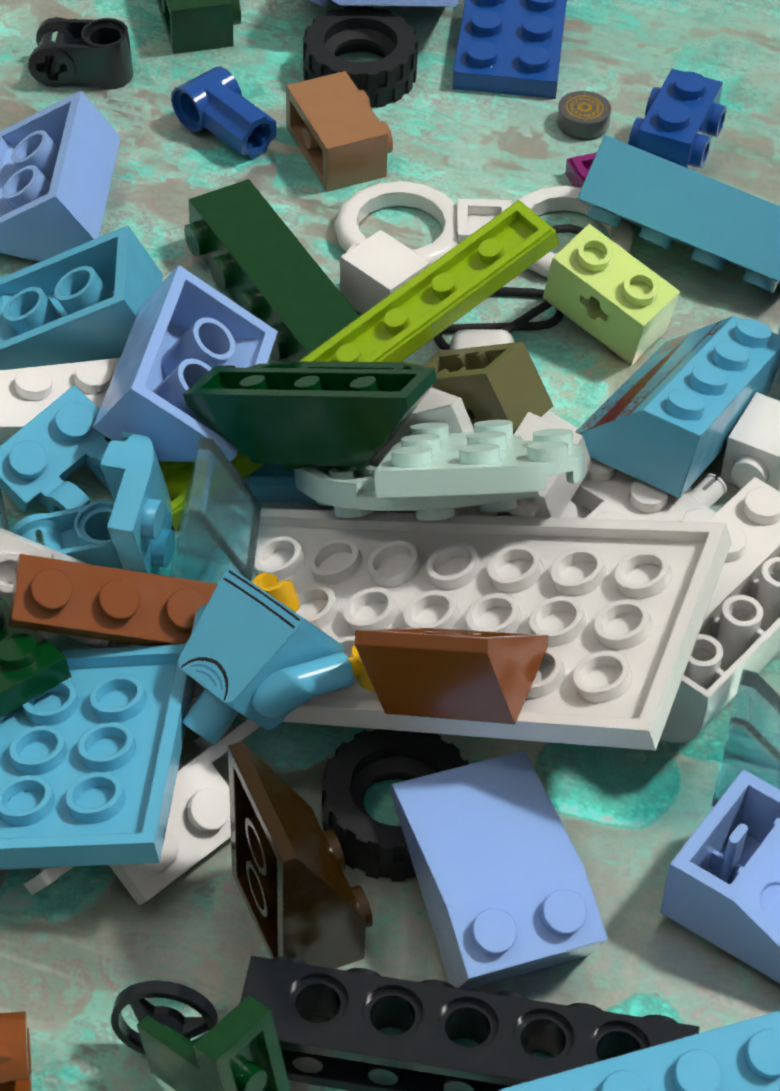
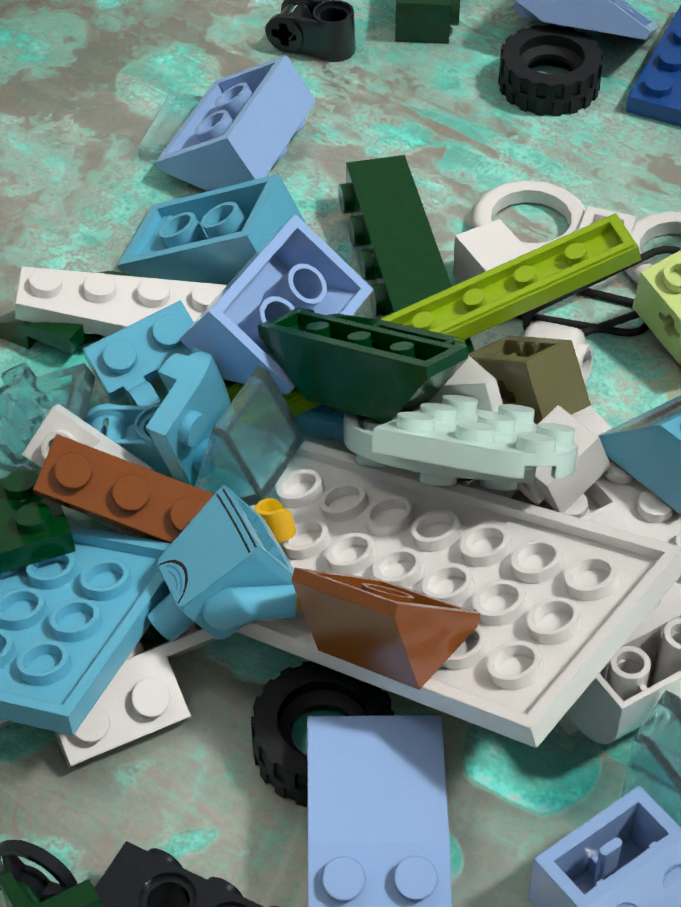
camera: 20 degrees right, 0 degrees up
(217, 104) = (411, 91): blue piece -> none
(291, 869) = (194, 770): dark brown slope -> none
(337, 131) = (505, 129): medium nougat brick -> none

